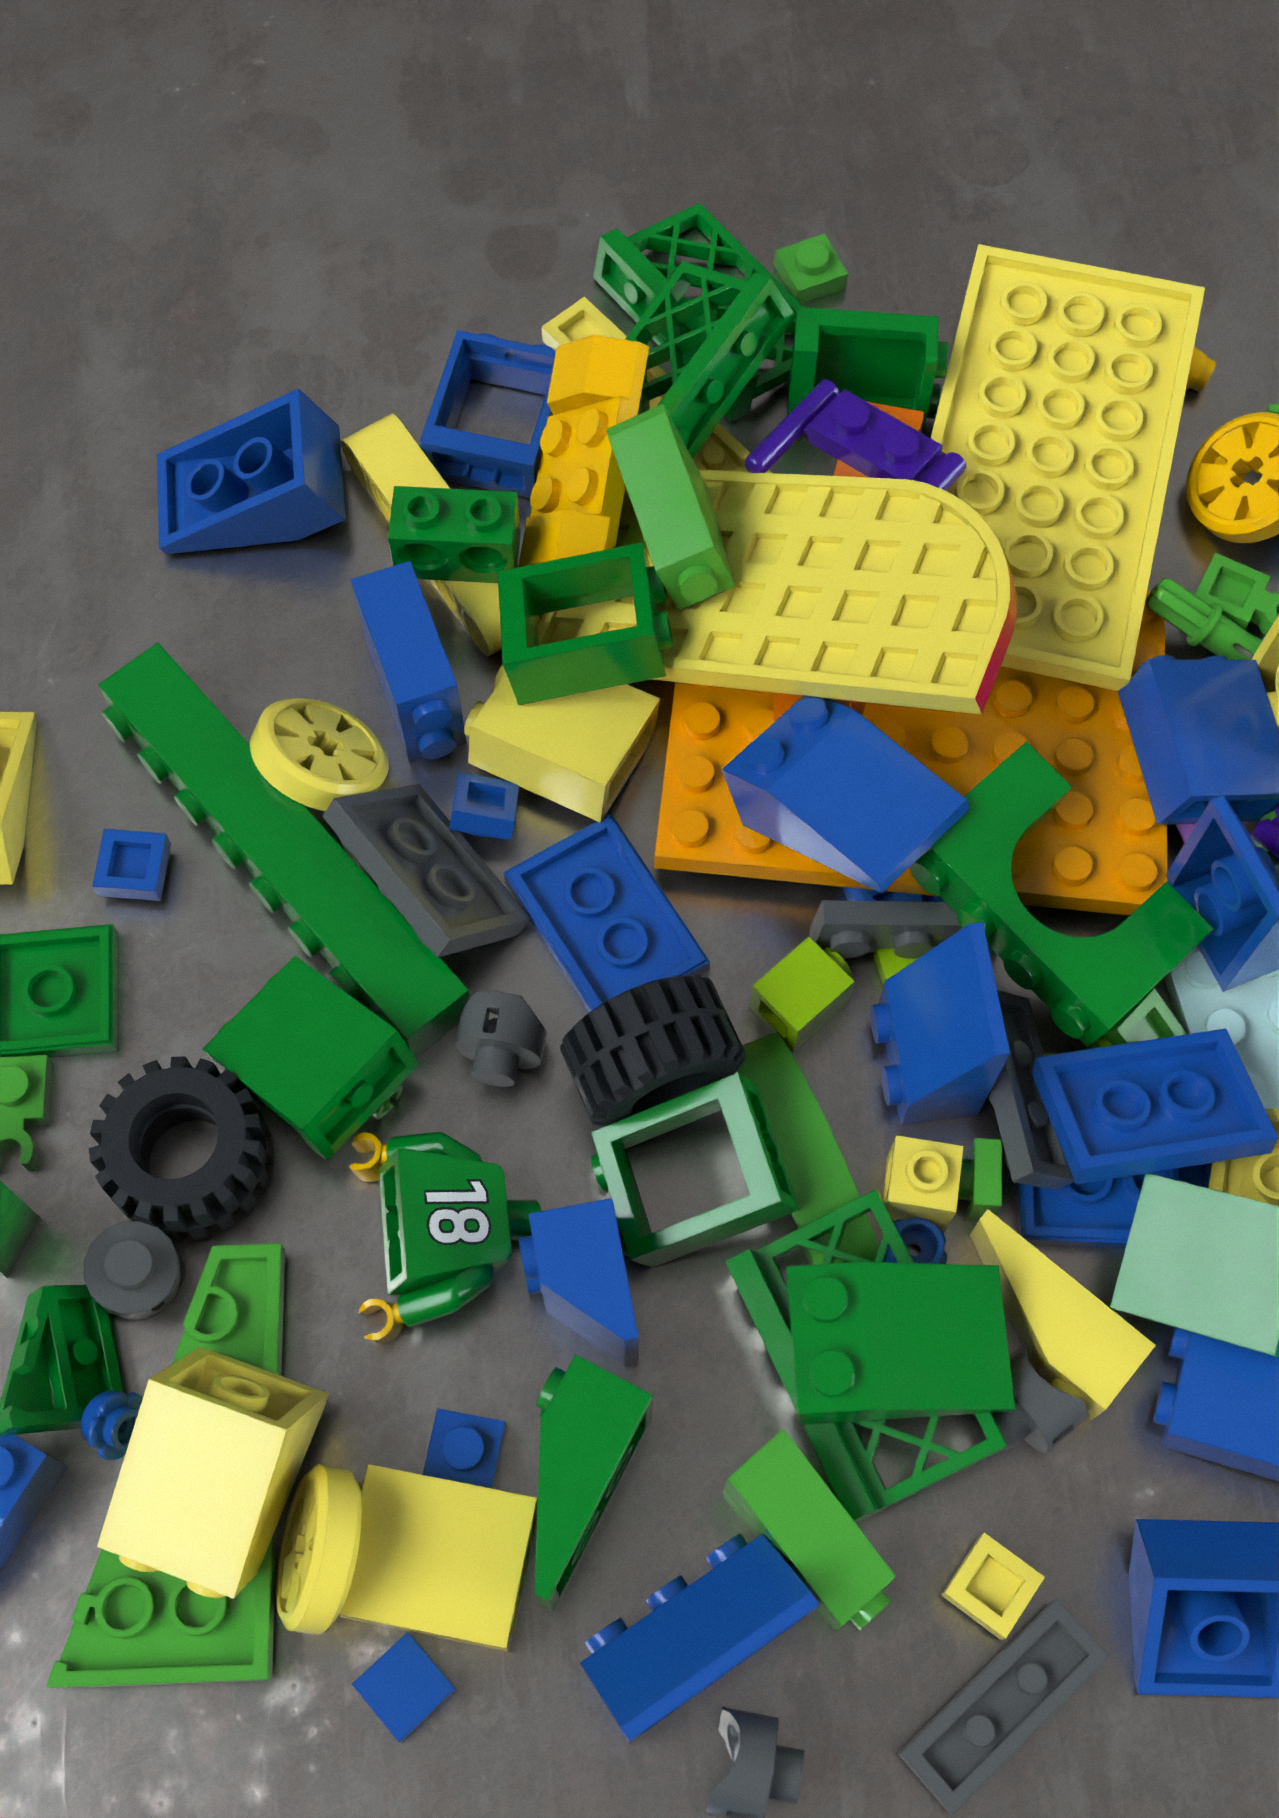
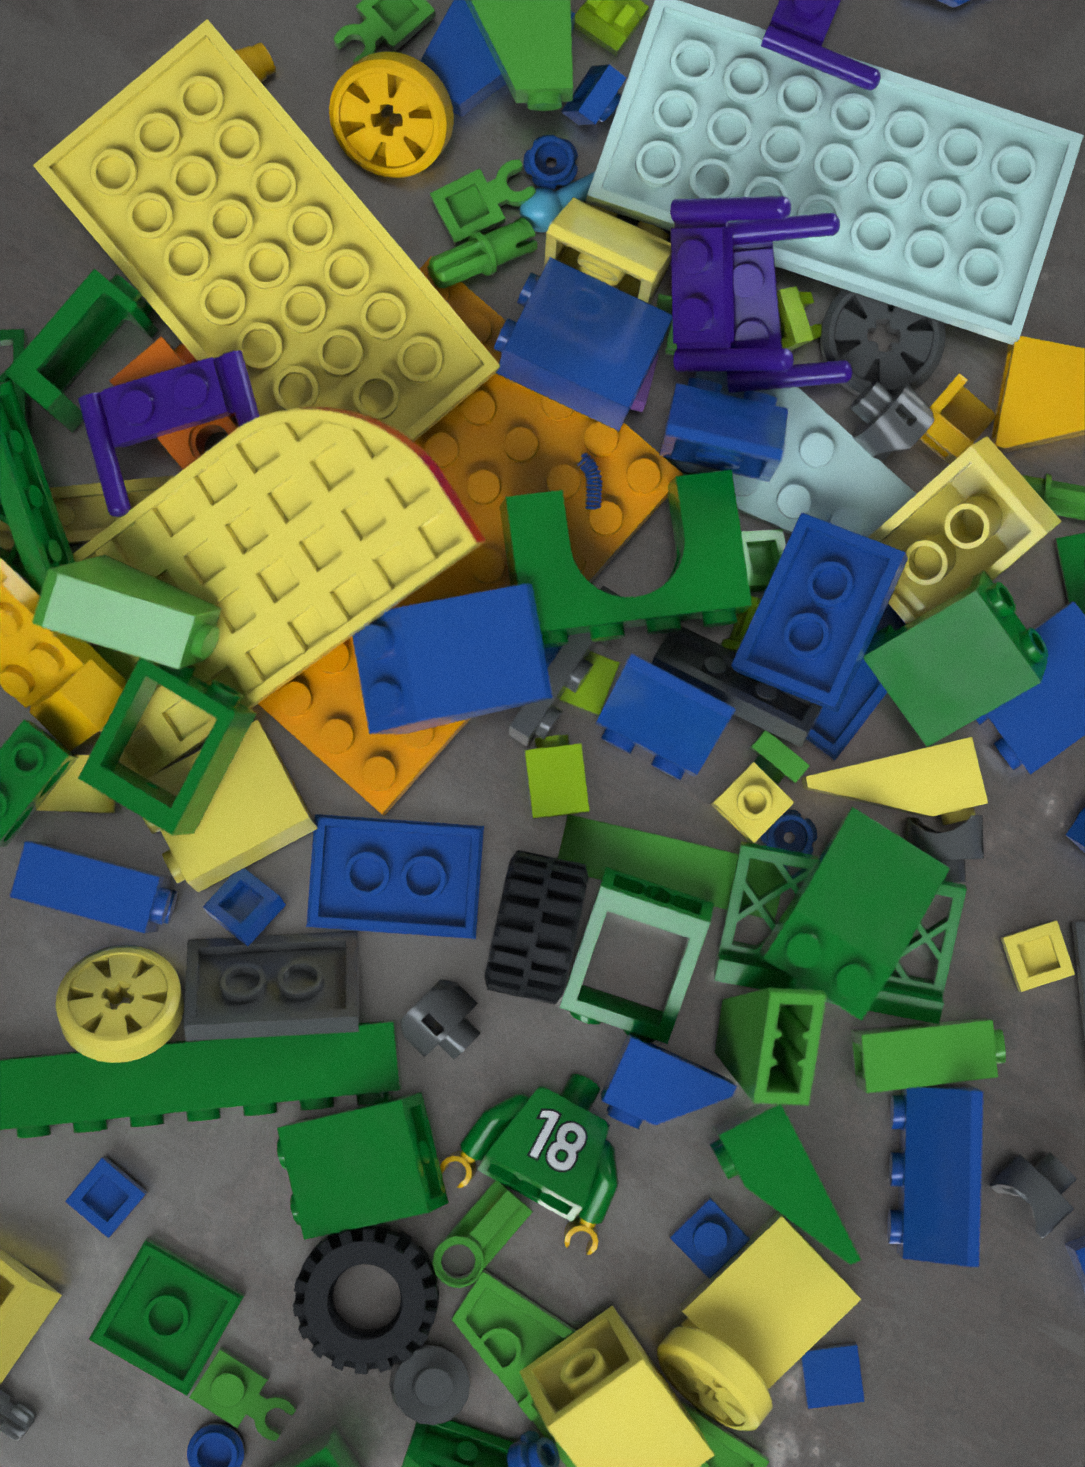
camera: 55 degrees left, 20 degrees up
(321, 1216) = (483, 1230): none -> bright green piece
(713, 1345) = (772, 1043): none -> bright green slope
(1095, 826) = (590, 479): none -> blue leg

